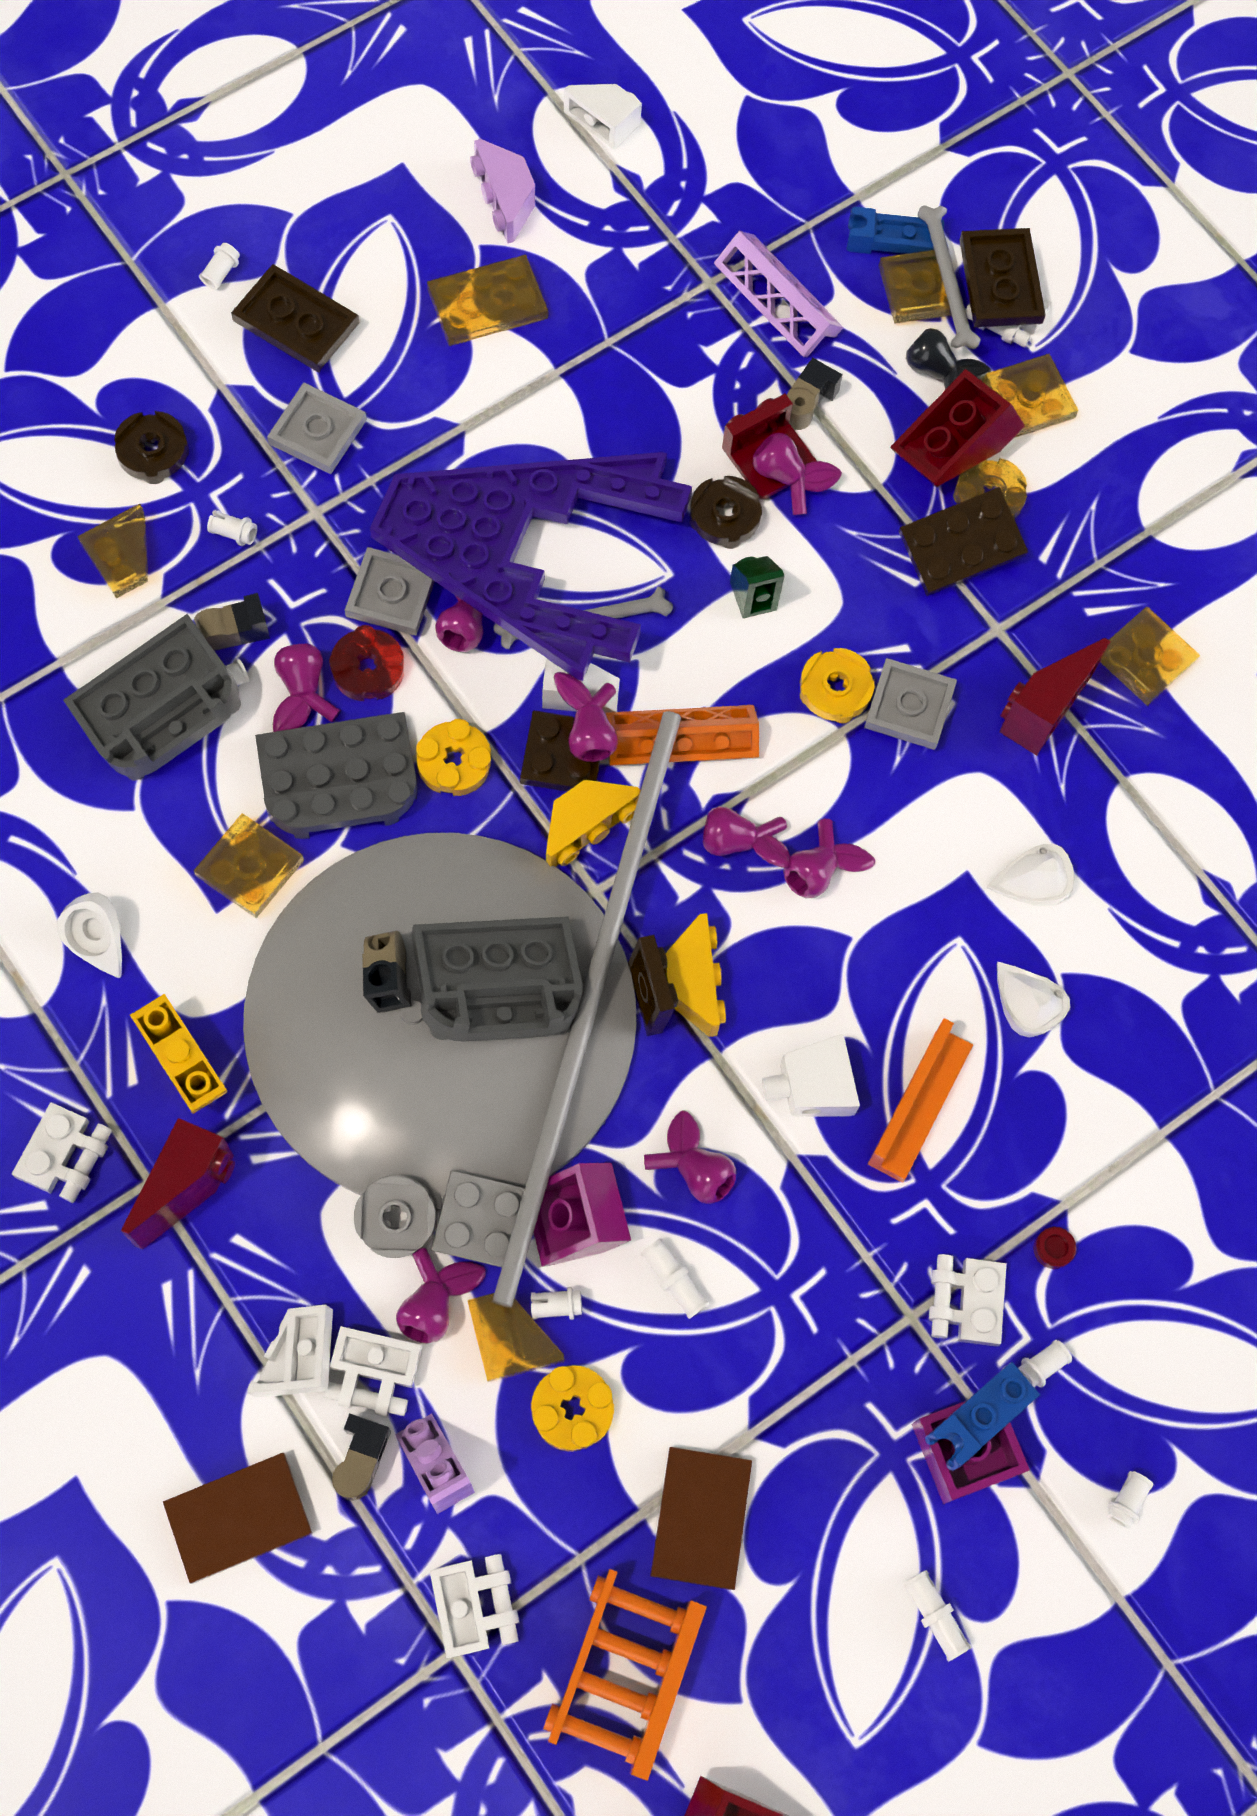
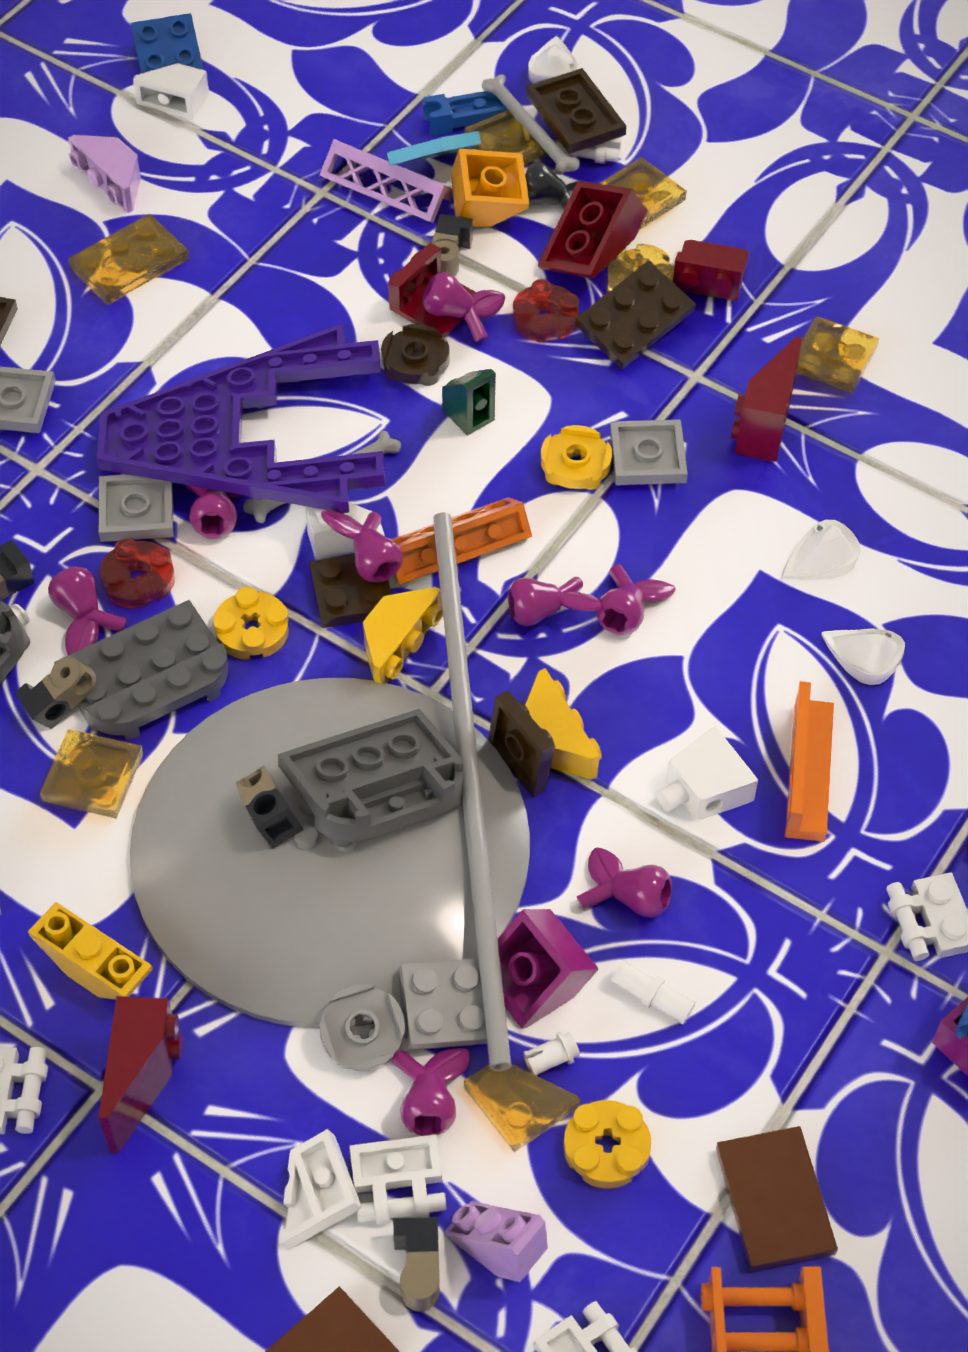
camera: 15 degrees left, 15 degrees down
(245, 772) = (57, 692): none -> leg
(617, 53) = (166, 42): none -> blue hinge
(838, 278) = (434, 148): none -> medium azure tile
(875, 340) = (488, 186): none -> light orange slope
(878, 485) = (545, 297): none -> clear red plate
(1006, 203) = (551, 61): none -> white piece
(1064, 511) = (710, 269): none -> dark red bracket

